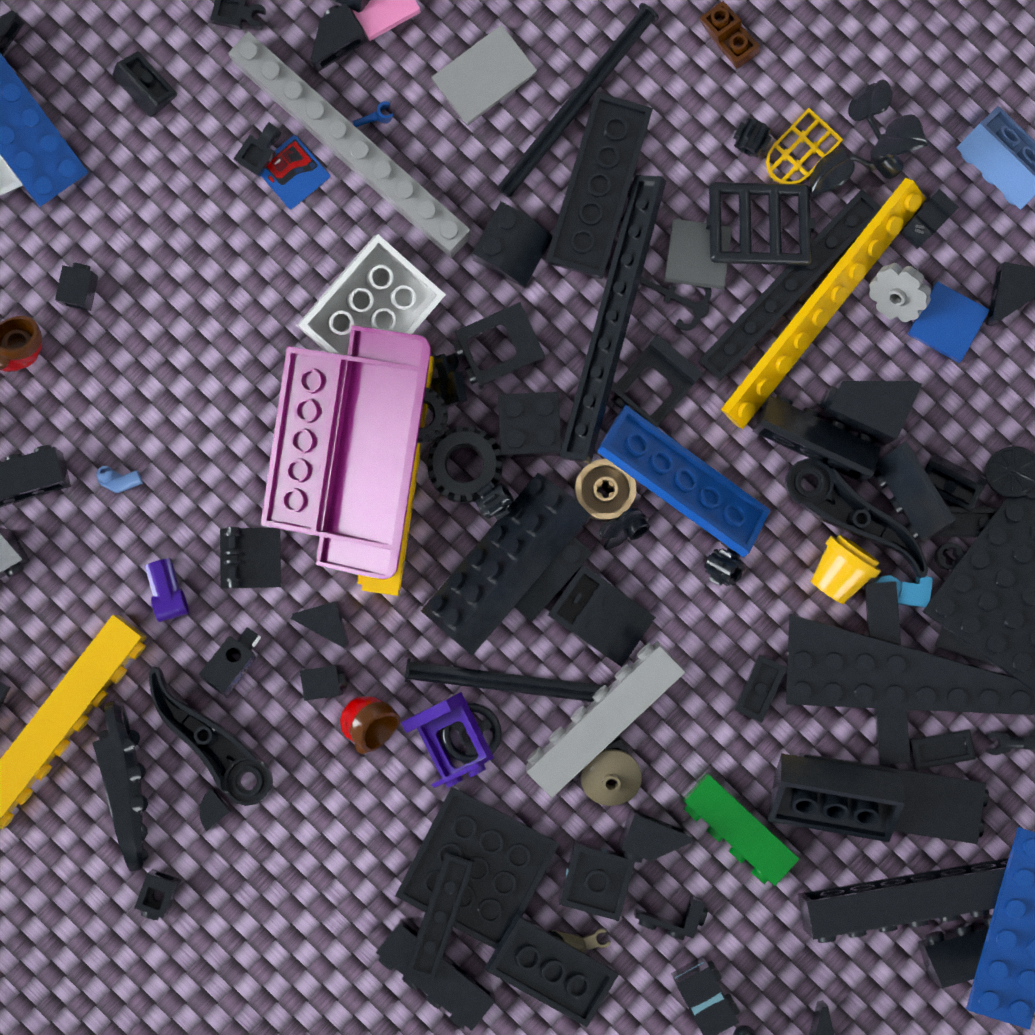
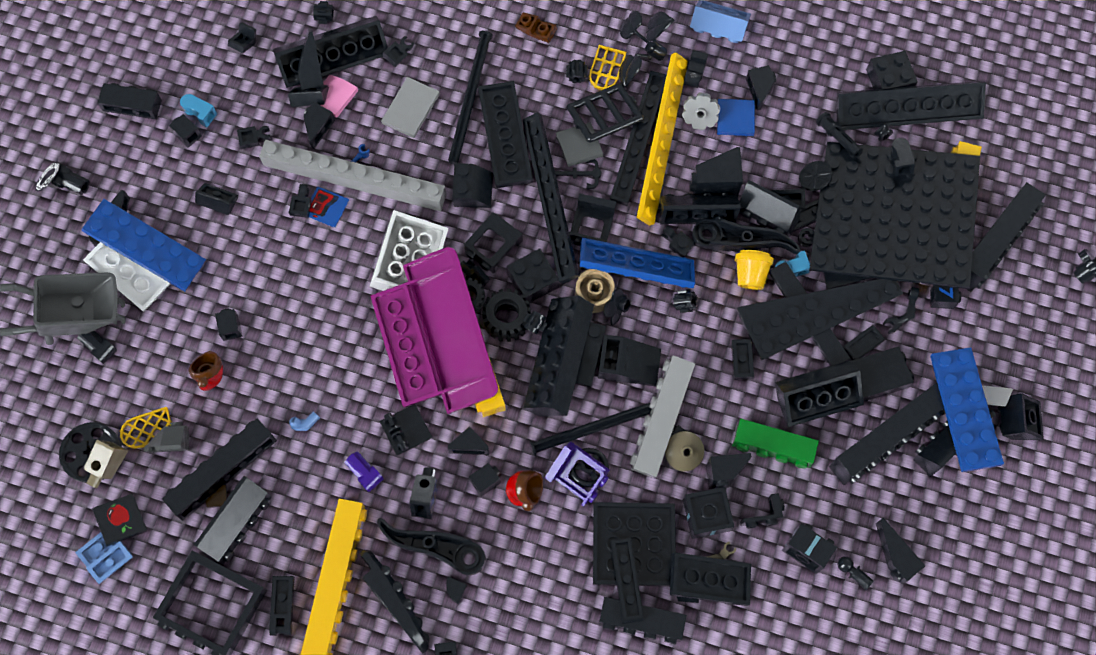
camera: 25 degrees left, 15 degrees down
(765, 475) = (679, 243): none -> black plate

